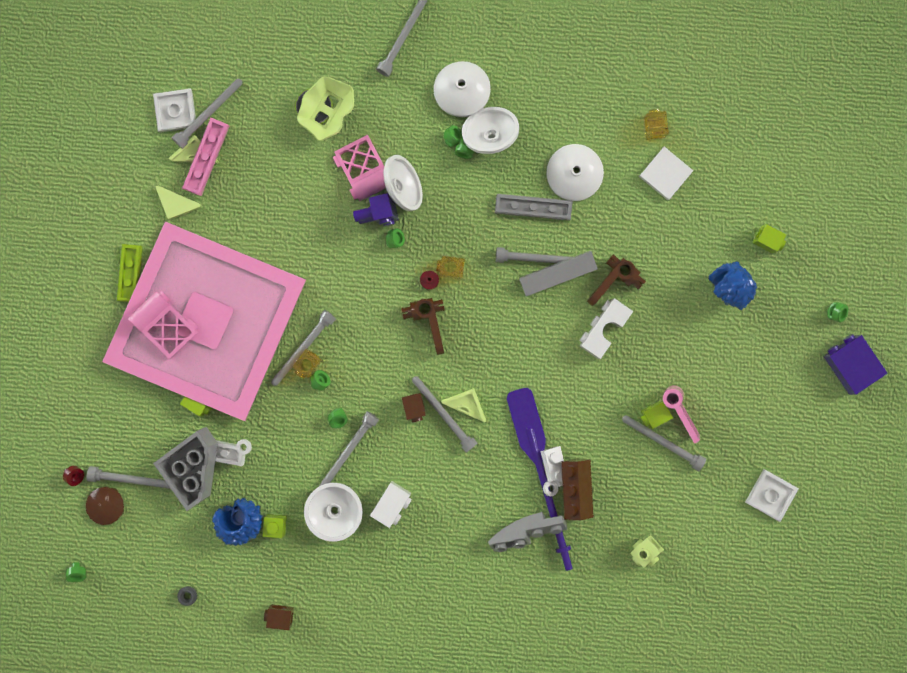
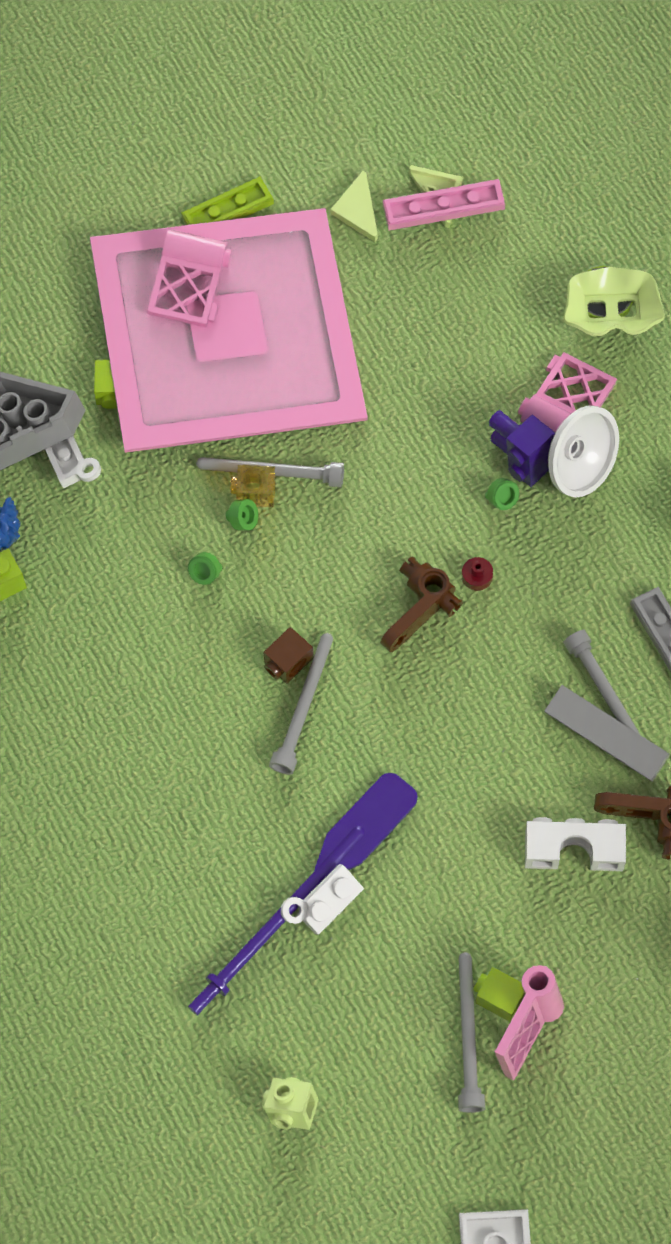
camera: 60 degrees right, 20 degrees down
(174, 110) = (477, 138): white tile -> none
(182, 137) = (447, 163): light grey piece -> none
(323, 521) = (70, 617): white dish -> none
(368, 421) = (228, 611): light grey piece -> none
(390, 505) = (130, 708): white brick -> none
(457, 273) = (514, 600): clear yellow brick -> none
(467, 403) = (339, 725): yellowish green tile -> none
(519, 532) = (210, 907): light grey slope -> none
(577, 489) = (317, 945): reddish brown brick -> none

